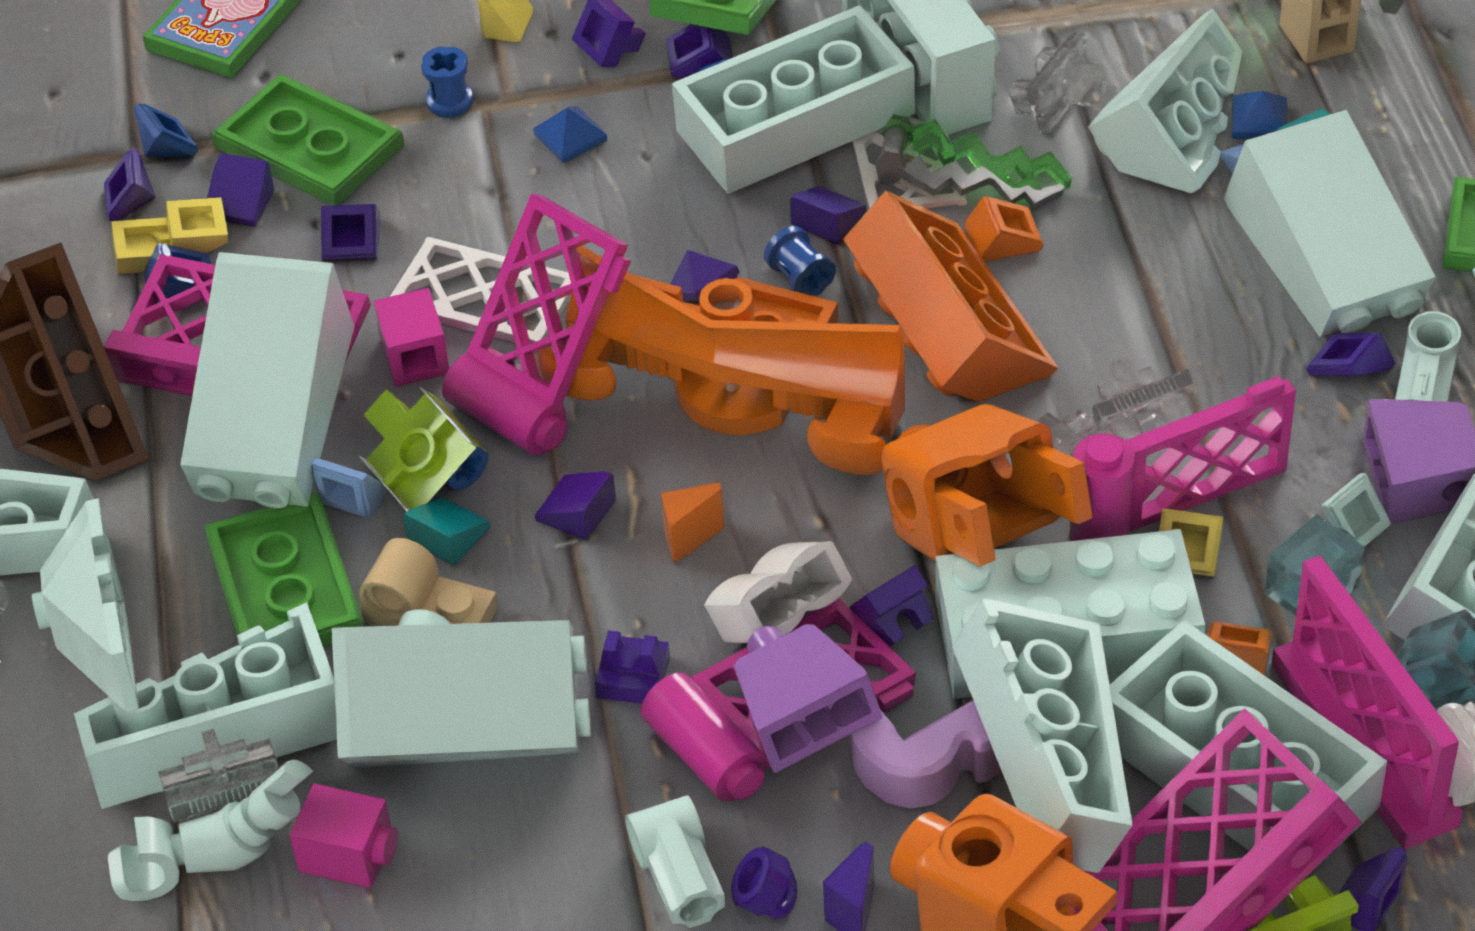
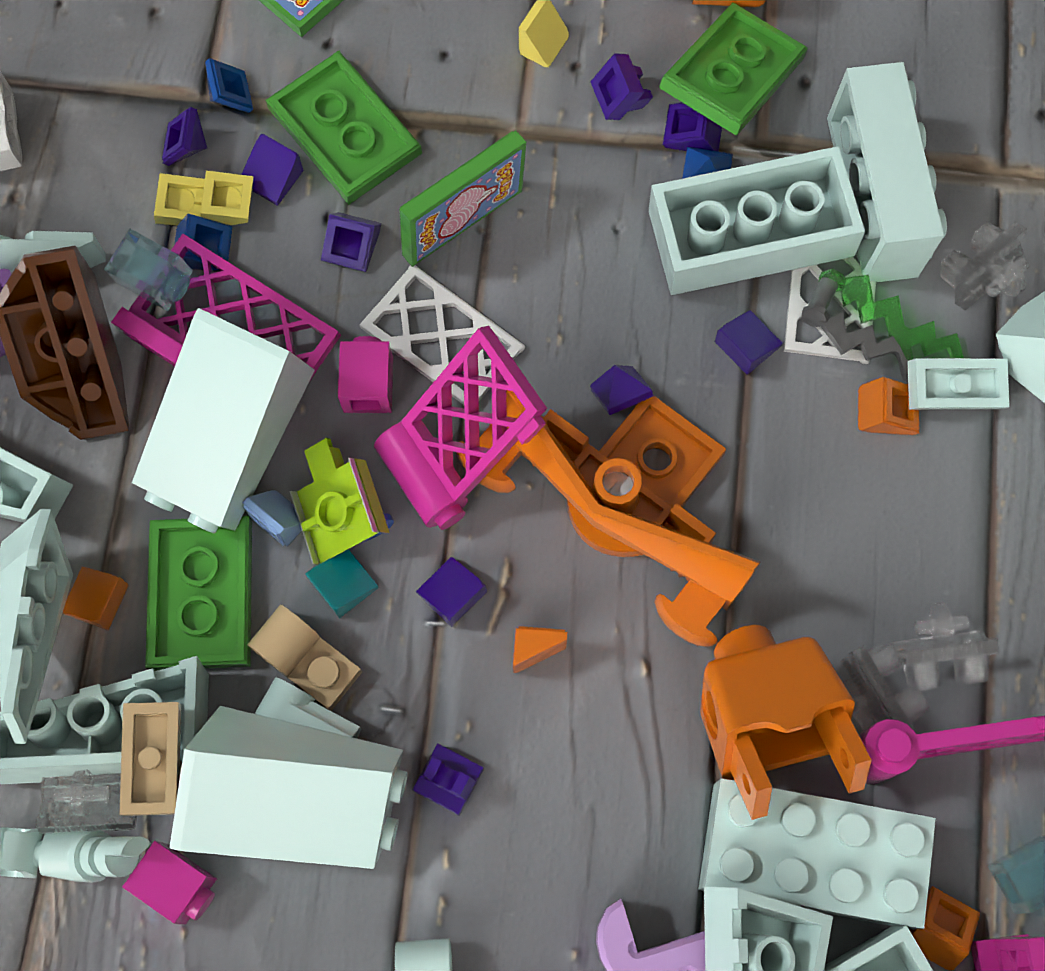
camera: 15 degrees right, 25 degrees up
(136, 284) = (149, 270): none -> clear light blue brick
(163, 611) = (95, 597): none -> orange slope
(291, 690) = (150, 758): none -> tan plate
(446, 75) = (471, 104): blue bush -> none
(467, 148) = (462, 198): none -> tile
(569, 133) = (560, 186): blue slope -> none
(712, 729) = (491, 880): dark pink piece -> none
(778, 590) = (584, 757): white brick -> none
(799, 262) = (707, 395): blue bush -> none
(803, 692) = (563, 888): medium lavender torso -> none
(897, 596) = (674, 786): dark purple tile -> none
(946, 301) = (818, 479): orange slope -> none
(1066, 185) = (958, 383): none -> light aqua plate
(1200, 535) = (942, 795): light yellow slope -> none

